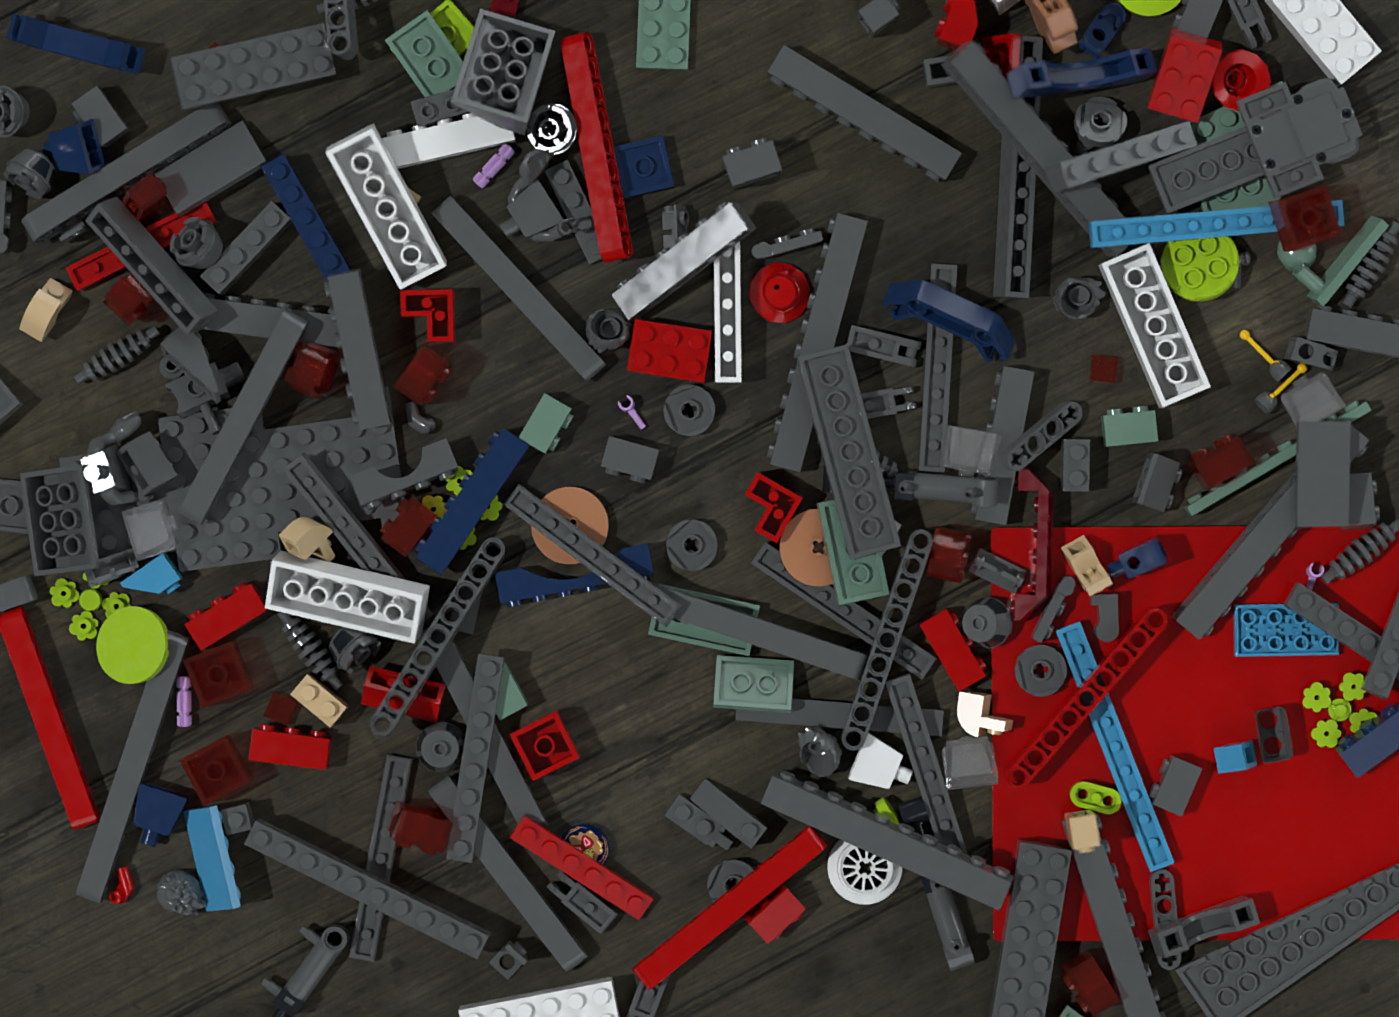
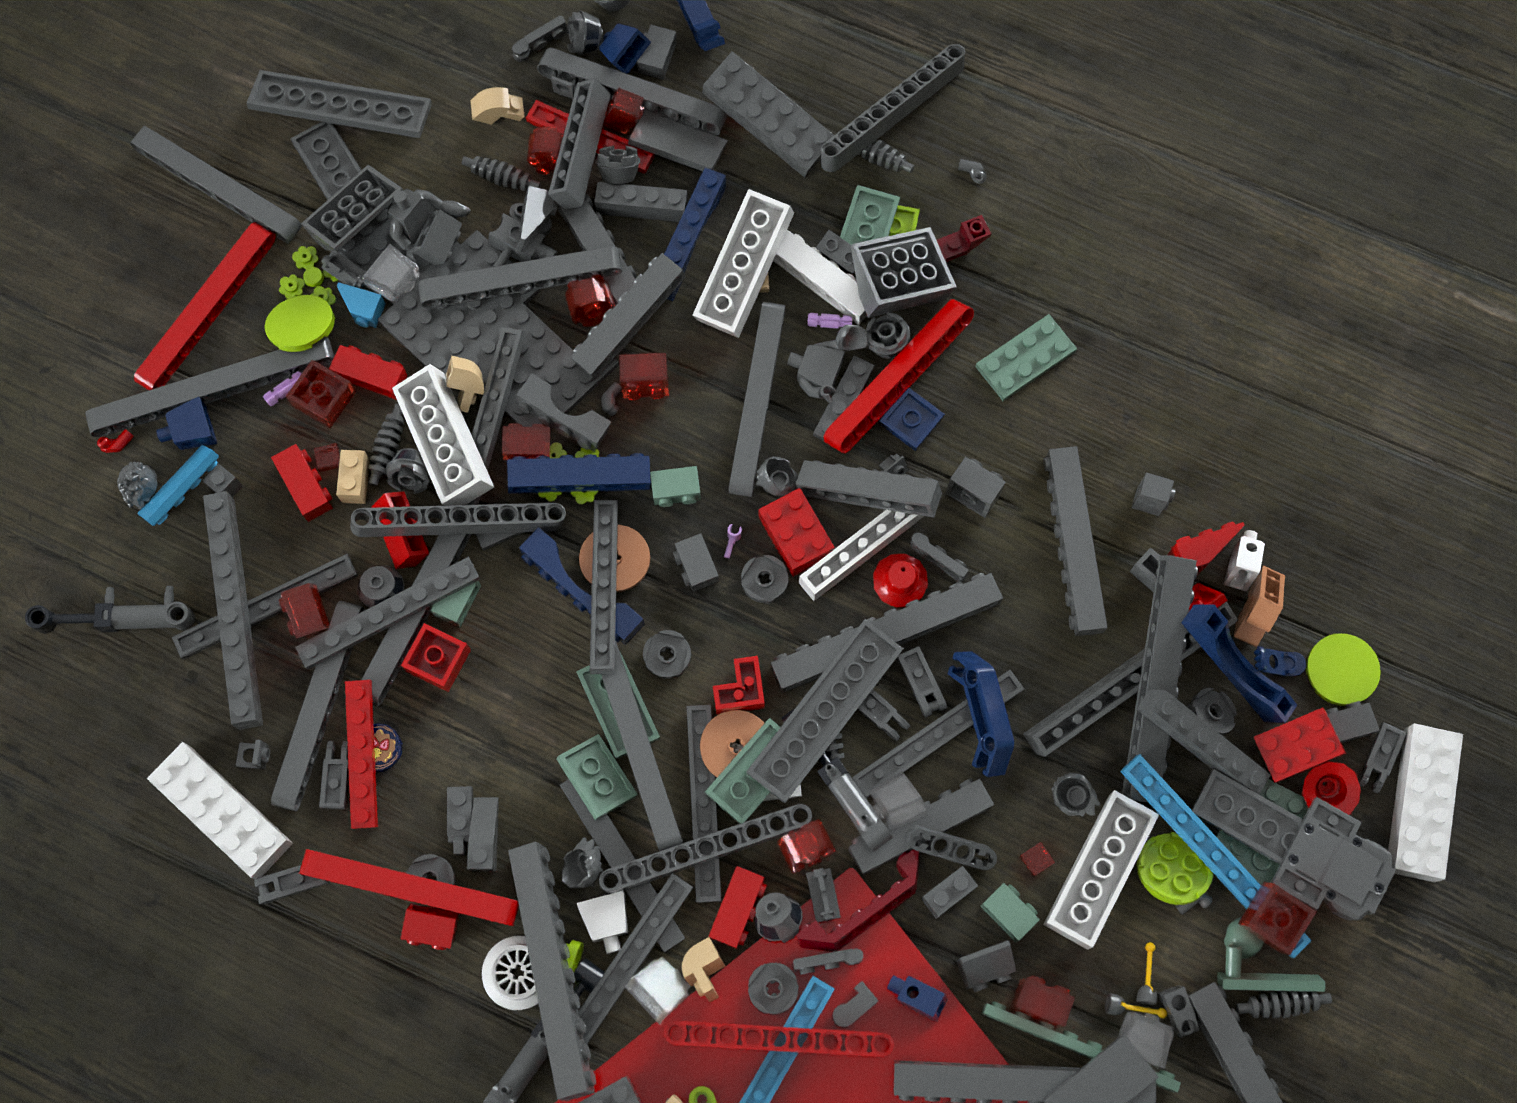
camera: 50 degrees right, 15 degrees down
(216, 769) = (248, 441): clear red brick -> none
(437, 307) = (698, 353): red brick -> none
(1086, 565) = (881, 959): tan brick -> none

